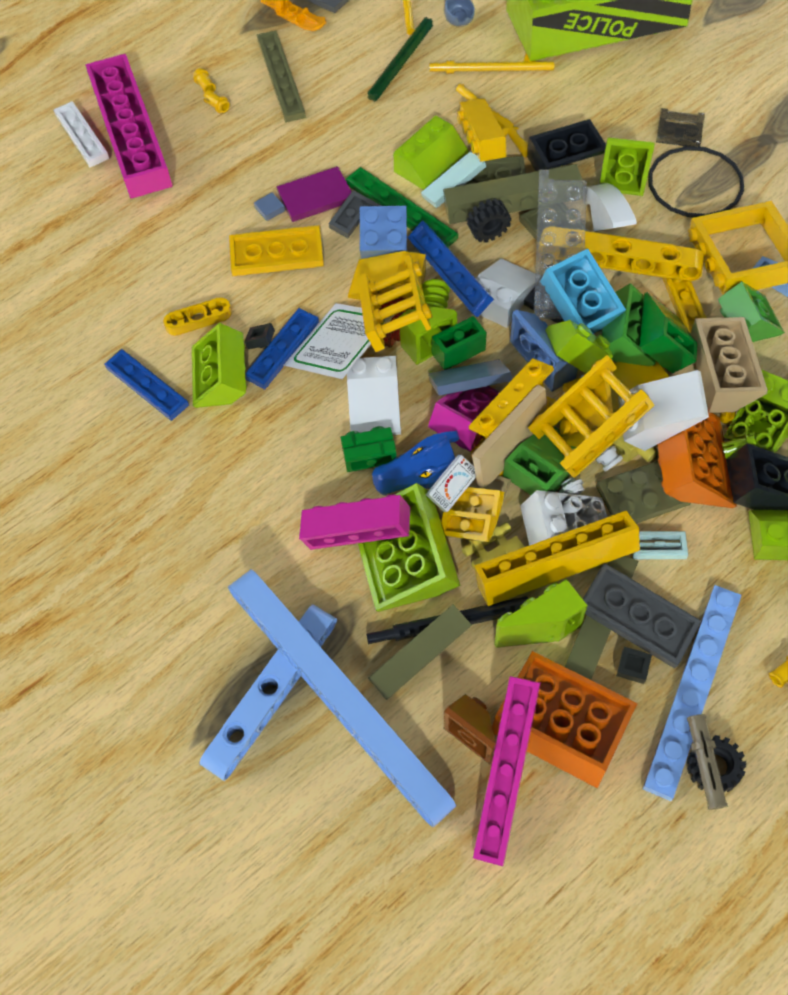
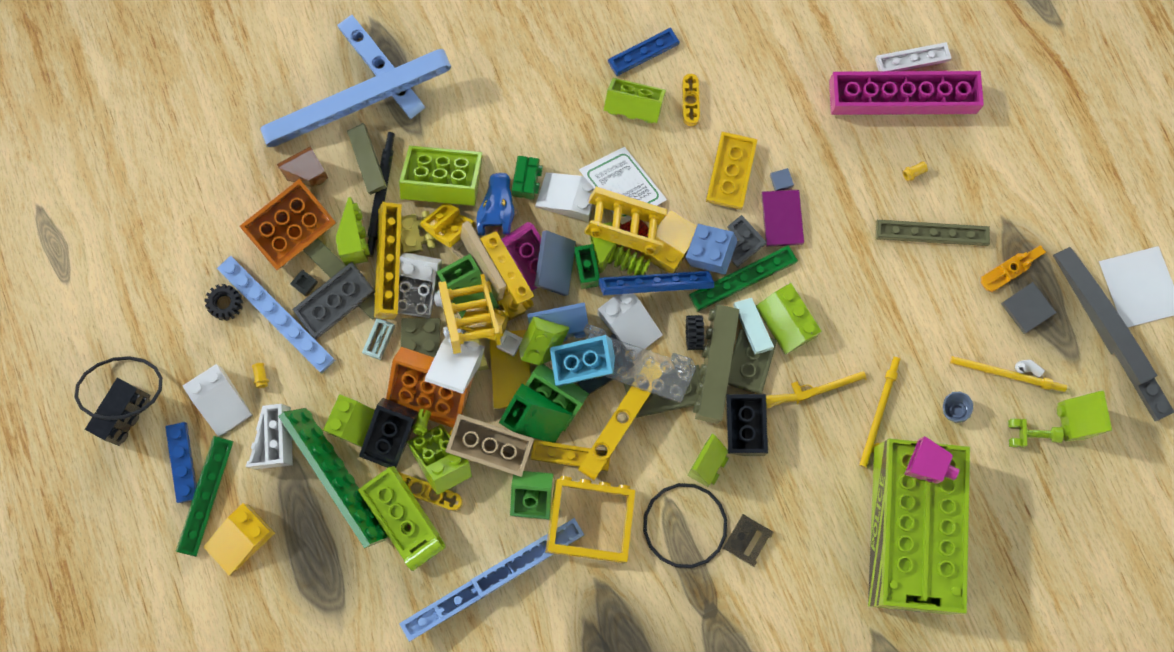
camera: 105 degrees right, 15 degrees up
(202, 78) = (945, 167): yellow pin -> none
(259, 336) = (652, 135): pearl dark grey plate -> none
(281, 348) = (639, 150): blue tile -> none
(355, 522) = (466, 145): dark pink brick -> none
(400, 59) = (924, 345): dark green axle -> none
(452, 483) = (468, 212): white tile -> none
(482, 130) = (793, 363): yellow brick -> none
(506, 771) = (267, 173): dark pink plate -> none
(608, 207) = (667, 425): white slope -> none
(707, 764) = (229, 291): dark tan pin -> none

